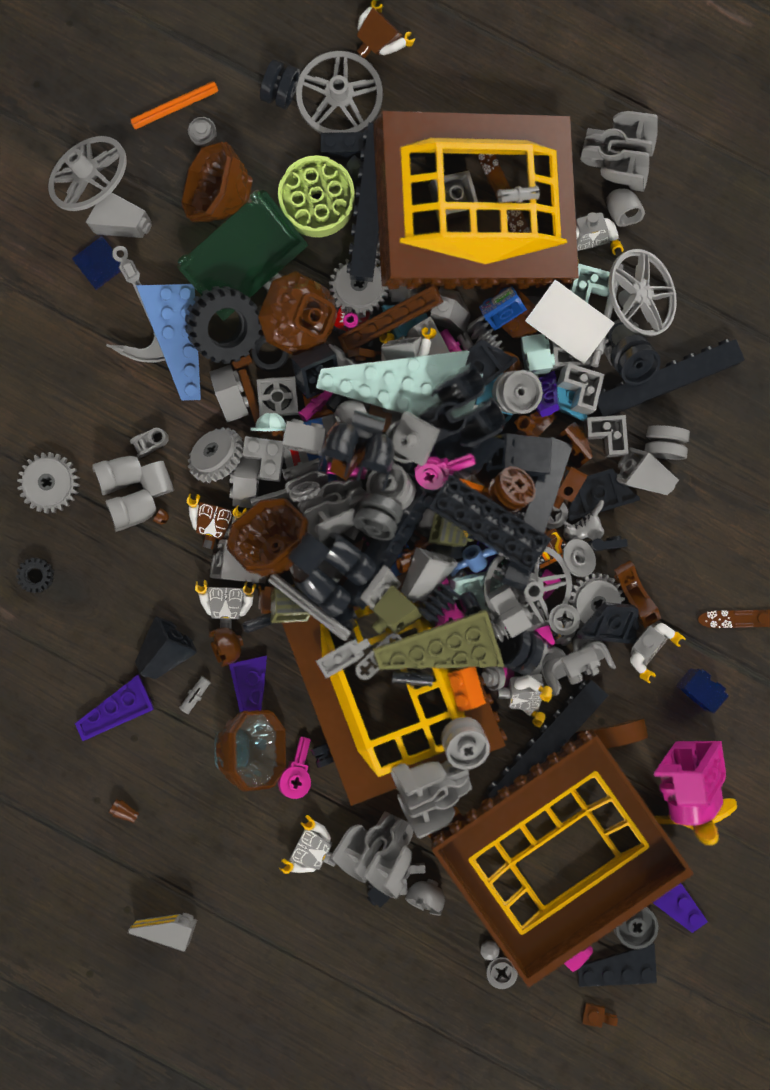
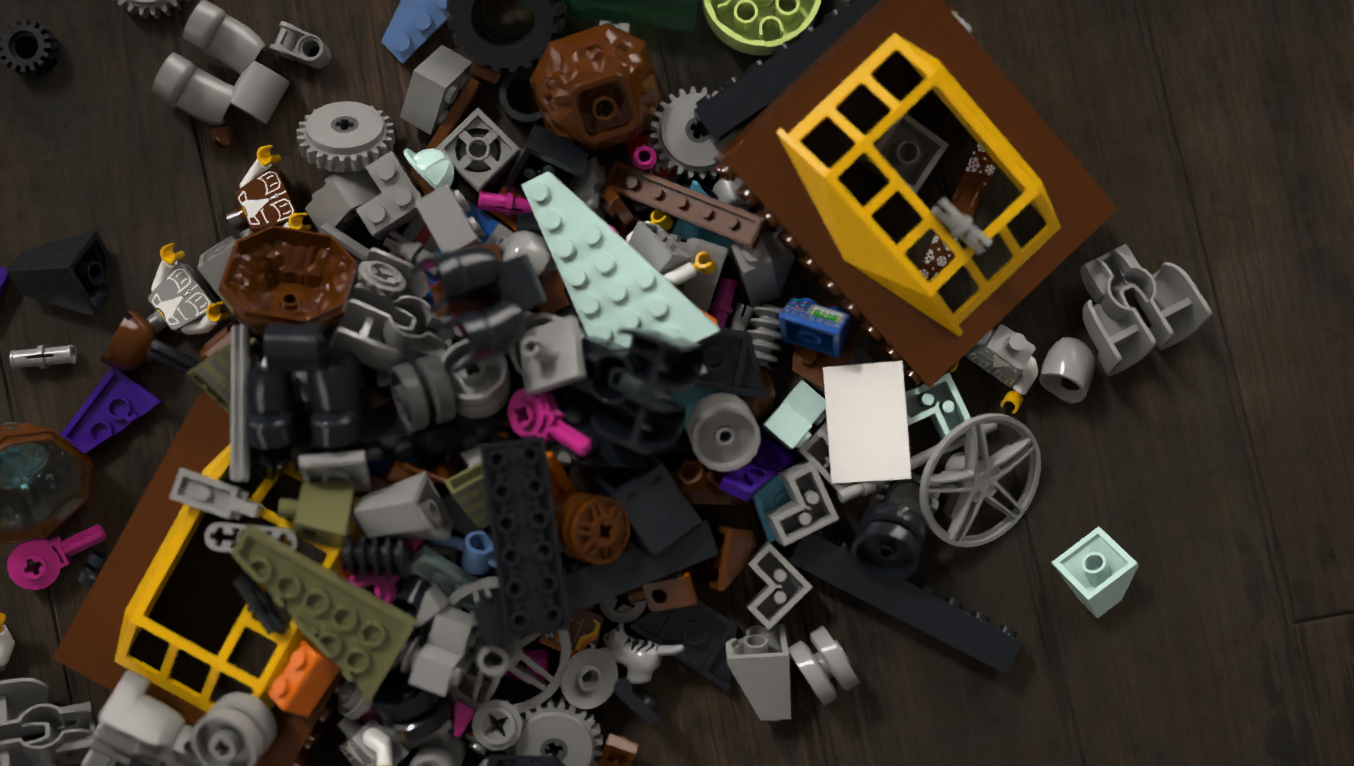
camera: 50 degrees right, 0 degrees up
(483, 599) = (432, 604): none -> light grey slope
(731, 276) = (1097, 571): none -> light aqua slope

